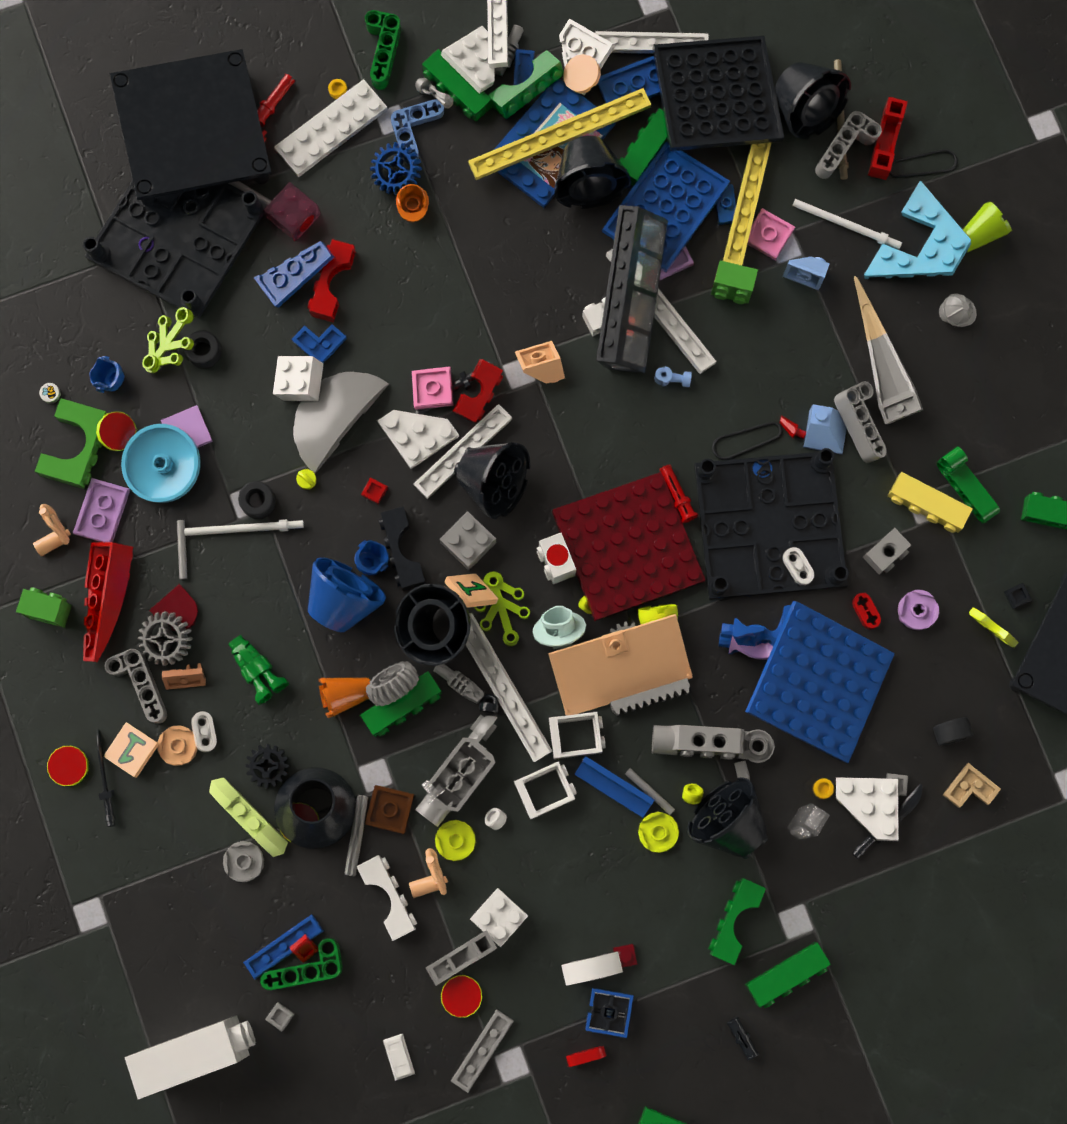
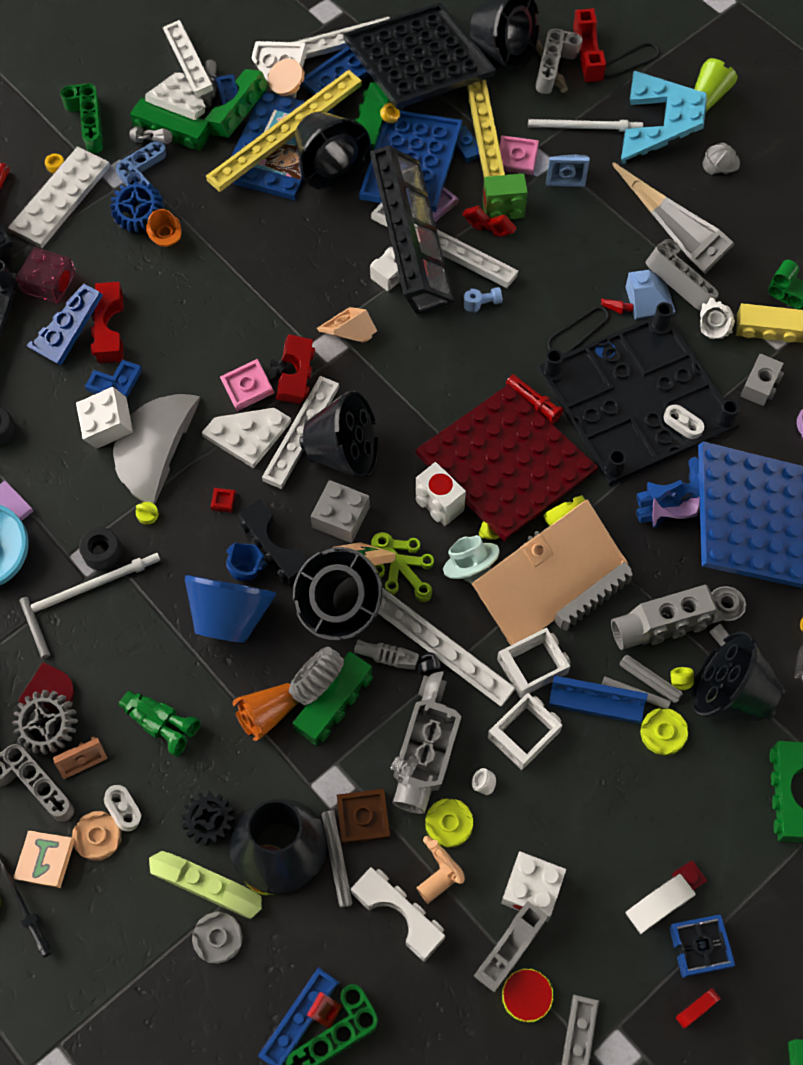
camera: 20 degrees left, 15 degrees down
(662, 151) = (390, 113): none -> yellow tile
(666, 784) = (651, 679): none -> light grey axle
(718, 308) = (480, 220): none -> red tile
(862, 613) = (769, 441): red beam -> none
(872, 479) = (716, 320): none -> white hair

